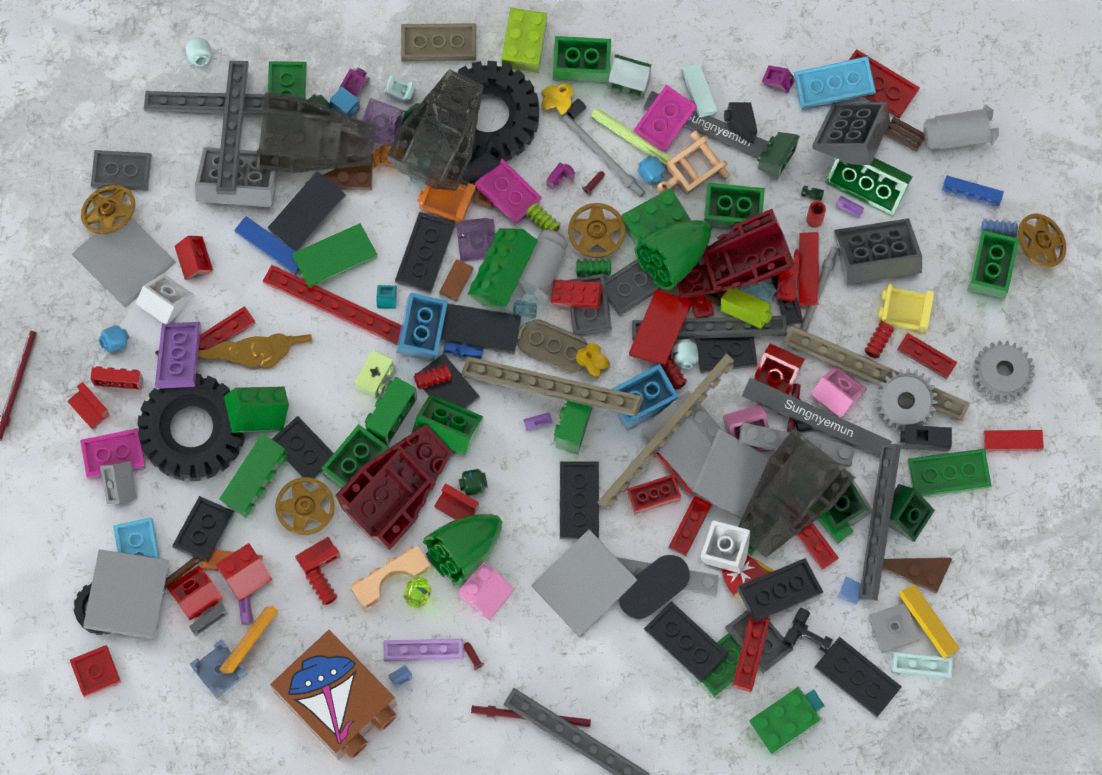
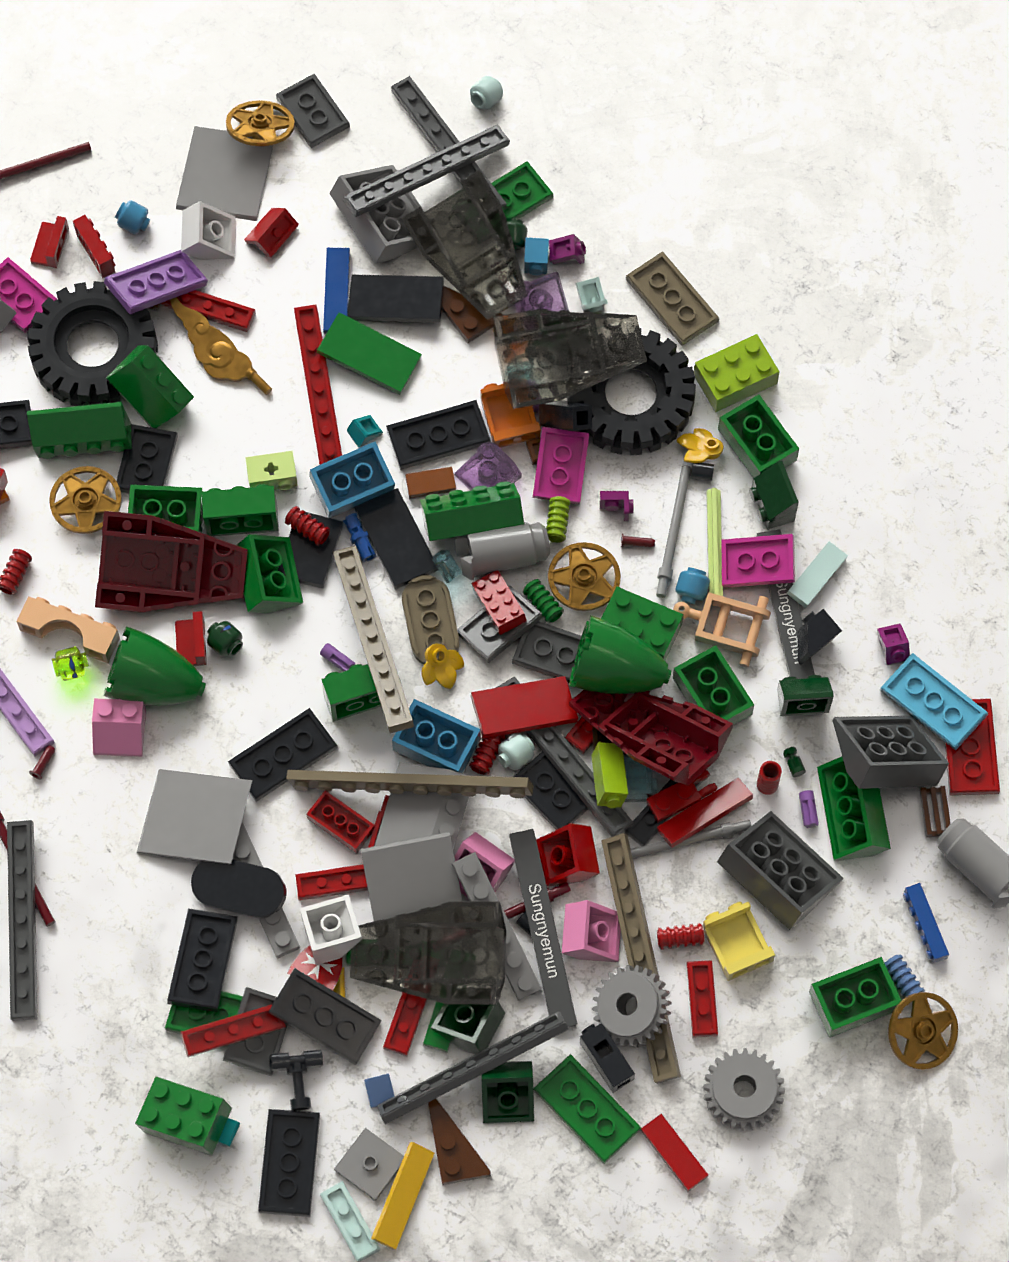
camera: 55 degrees right, 5 degrees down
(317, 555) = (45, 548): red panel -> none

